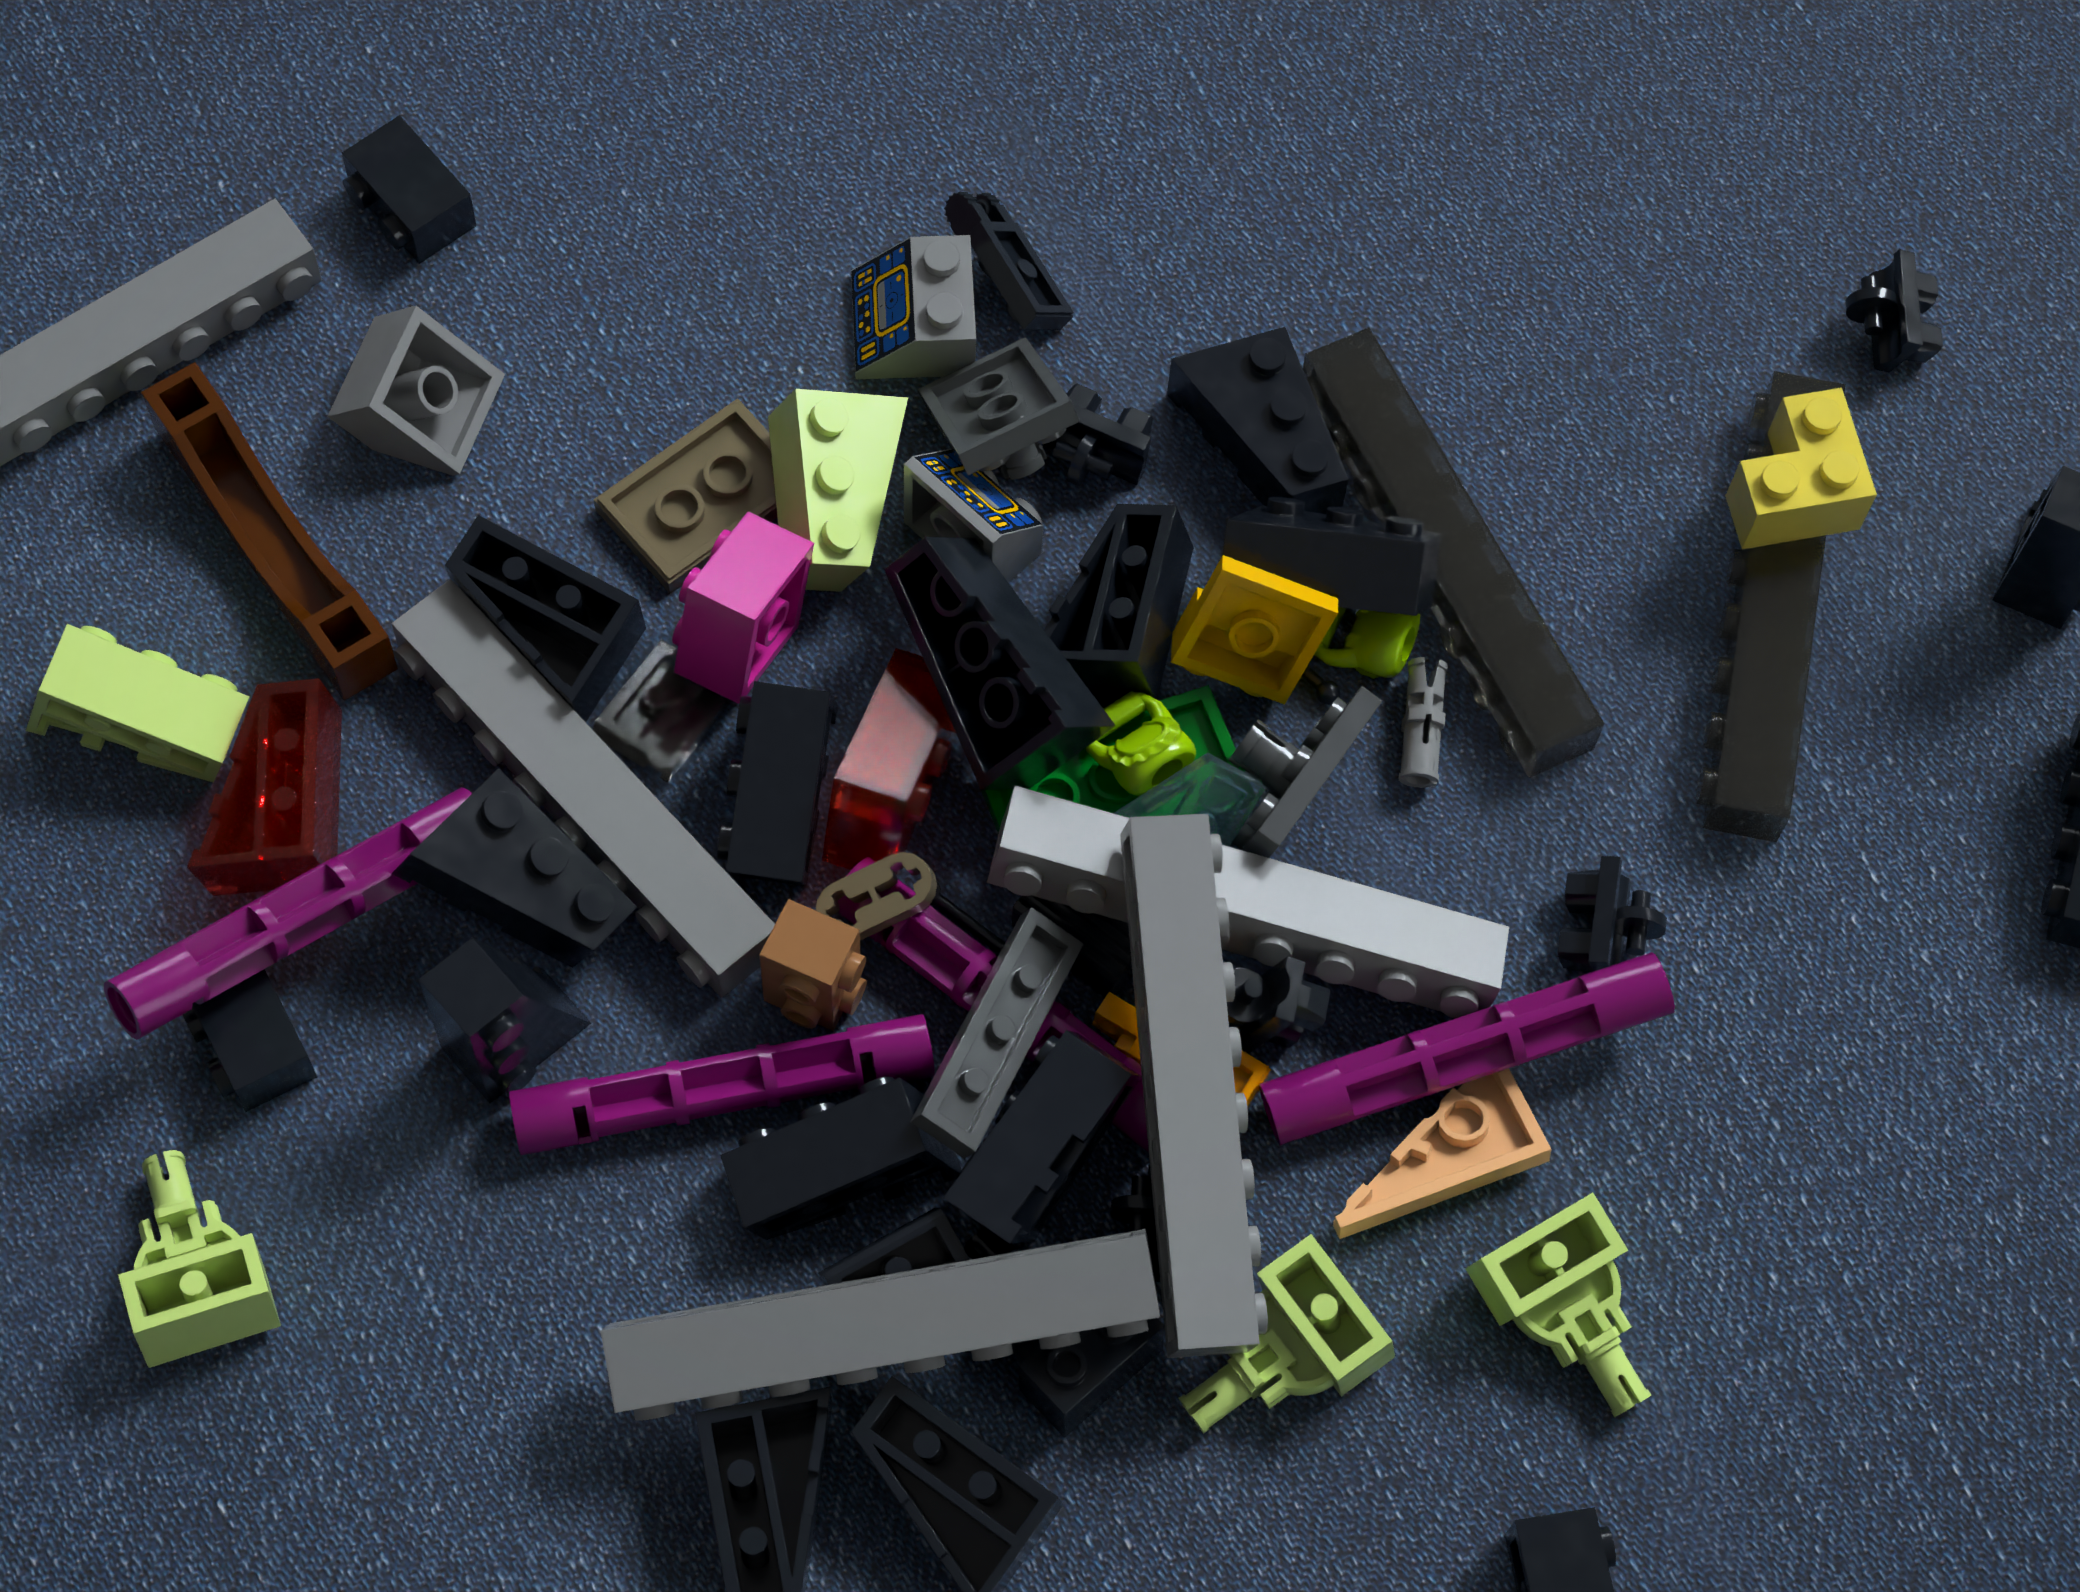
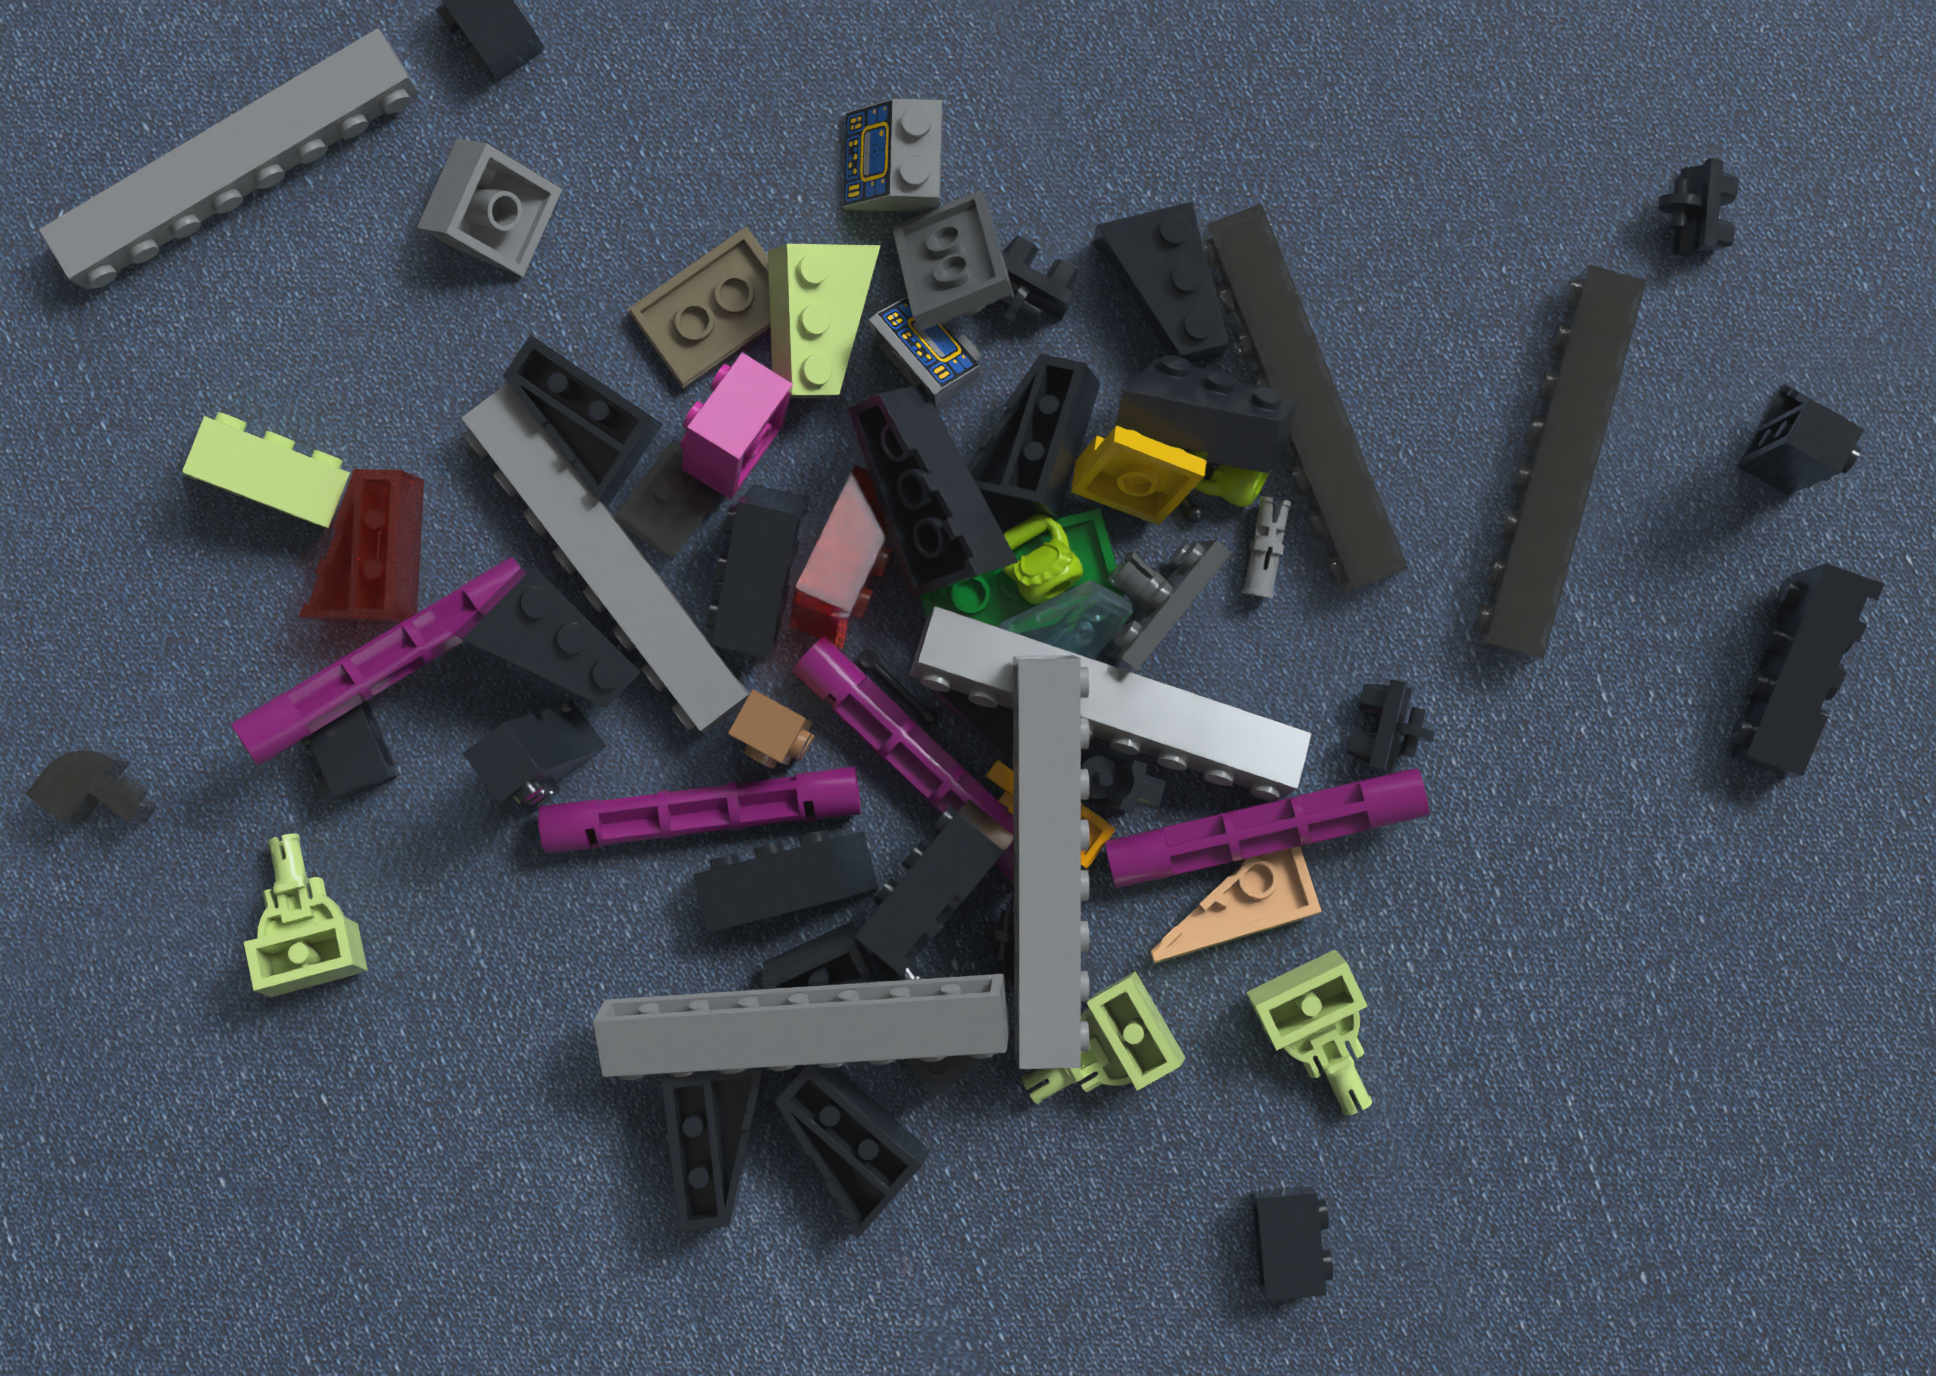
camera: 10 degrees right, 20 degrees up
(292, 568) = (369, 324): reddish brown arch -> none
(870, 883) = (828, 689): dark tan beam -> none
(997, 1033) = (906, 802): dark grey plate -> none
(1009, 261) = (974, 115): black hinge -> none
(1812, 481) = (1611, 372): light yellow brick -> none

